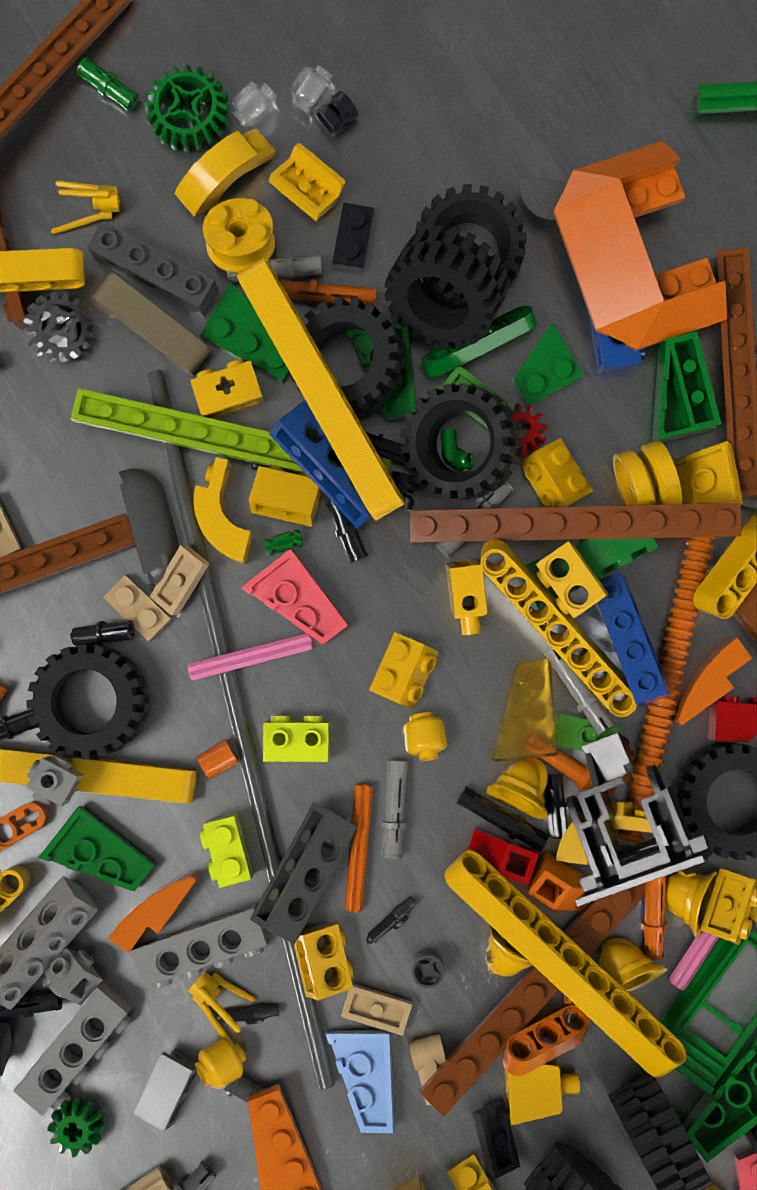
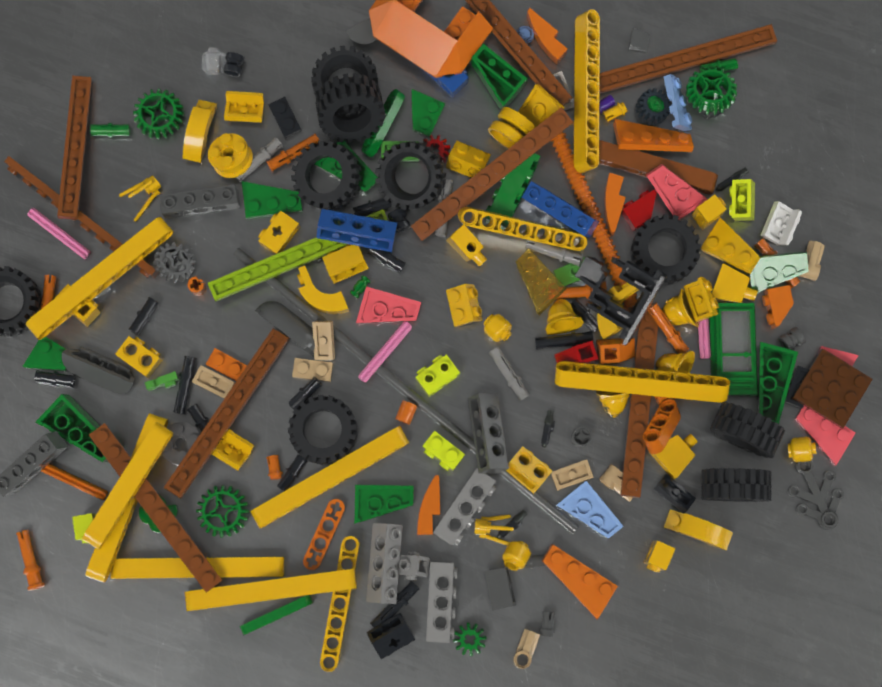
camera: 35 degrees left, 5 degrees down
(28, 515) = (225, 364): none -> orange plate
(65, 381) = (197, 286): none -> orange piece
(65, 780) = (335, 467): light grey brick -> none
(150, 323) = (214, 227): dark tan beam -> none
(254, 105) = (191, 89): clear head -> none
(320, 389) = (326, 197): yellow beam -> none
(358, 848) = (506, 405): orange axle -> none
(453, 454) = (410, 185): green arm -> none
(578, 574) = (512, 196): yellow brick -> none

